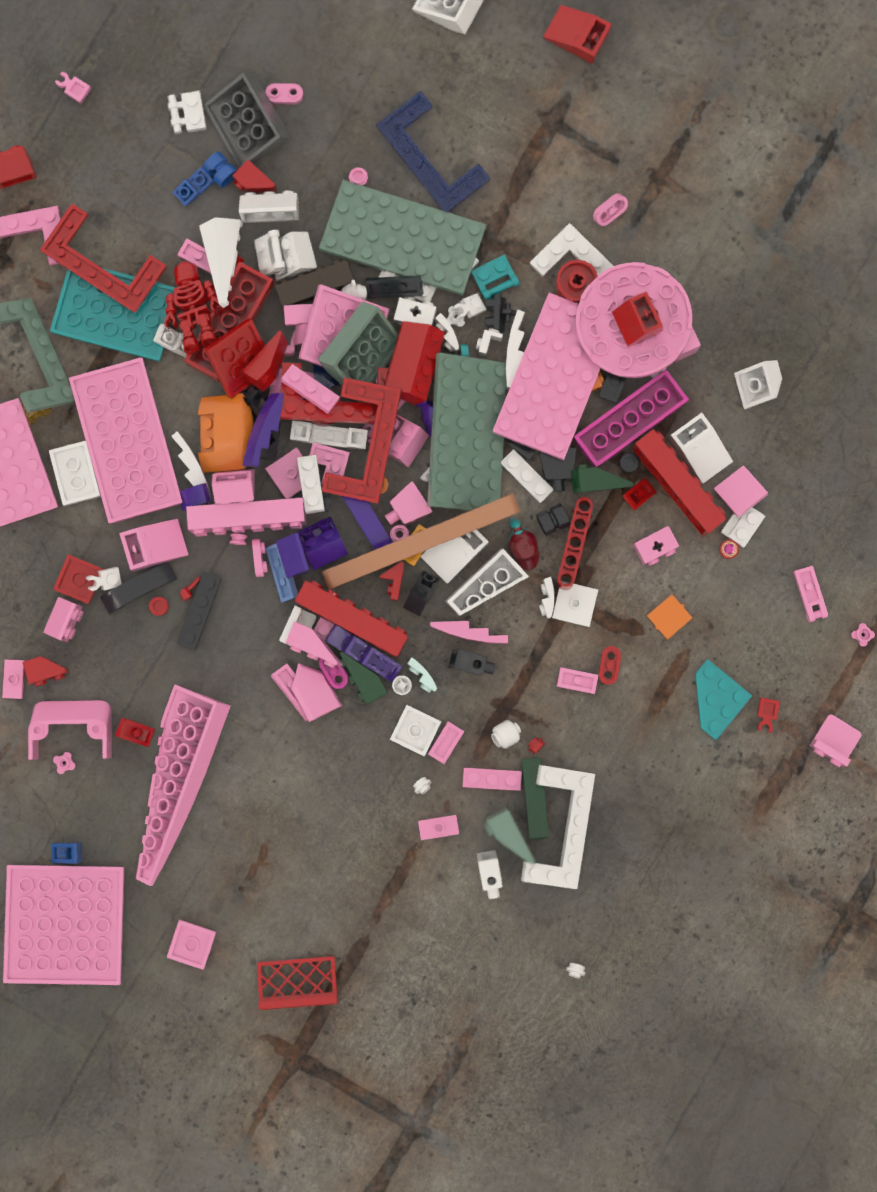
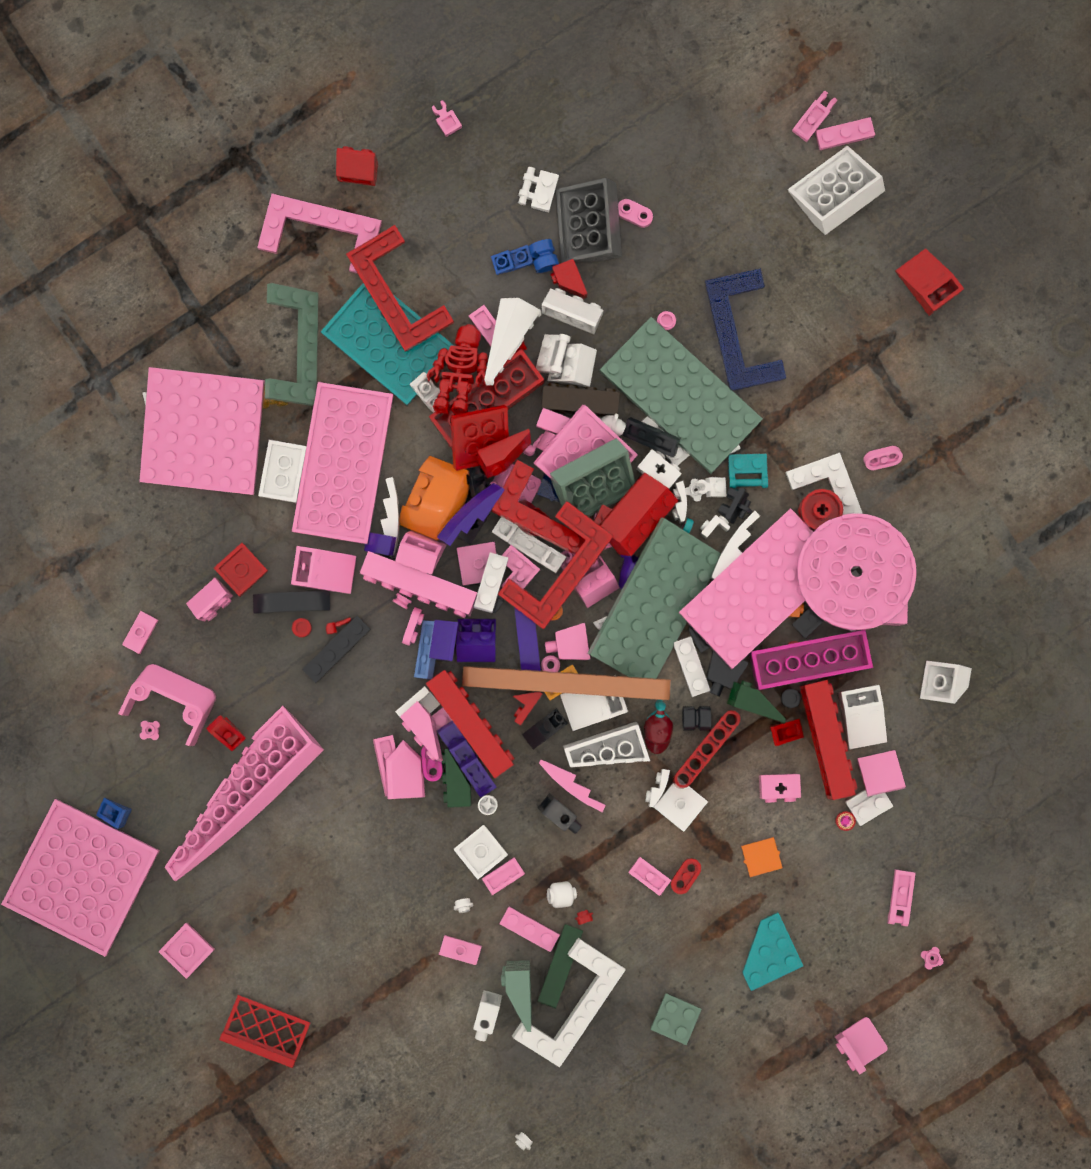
camera: 25 degrees right, 0 degrees up
(43, 669) = (170, 635): red slope -> none
(107, 579) = (266, 581): white plate -> none
(310, 389) = (530, 496): bright pink plate -> none
(426, 680) = (512, 810): light aqua slope -> none
(637, 319) = (859, 574): red slope -> none
(660, 796) = (675, 1018): none -> sand green plate
(768, 711) = (811, 987): red plate -> none

